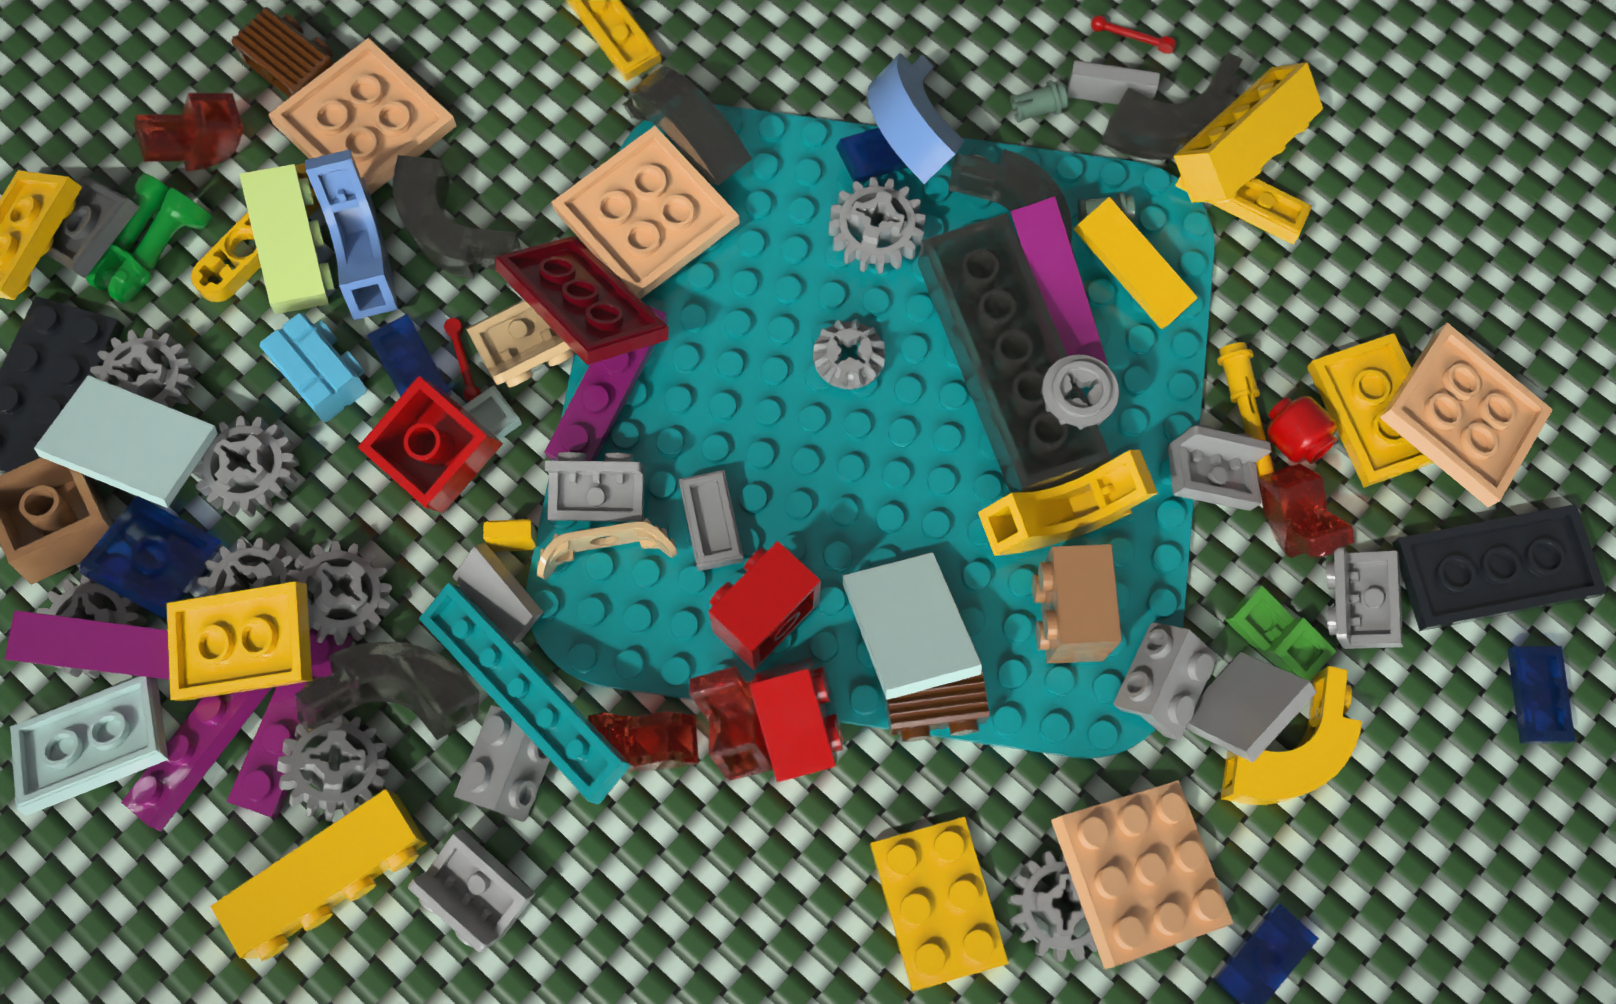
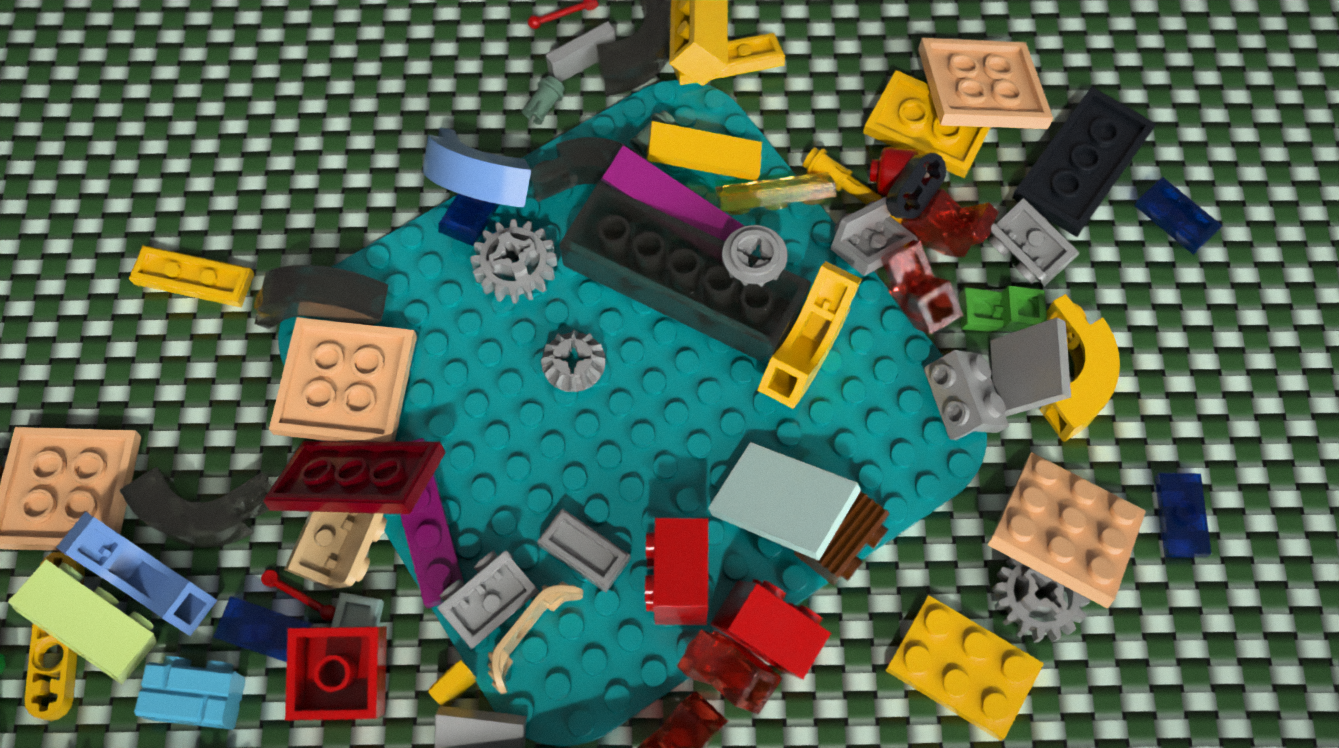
camera: 40 degrees left, 5 degrees down
(1077, 604) = (876, 393): medium nougat brick -> none
(1165, 353) = (775, 193): none -> clear yellow plate
(1212, 549) = (920, 295): none -> clear red brick
(1300, 454) = (912, 182): none -> black beam

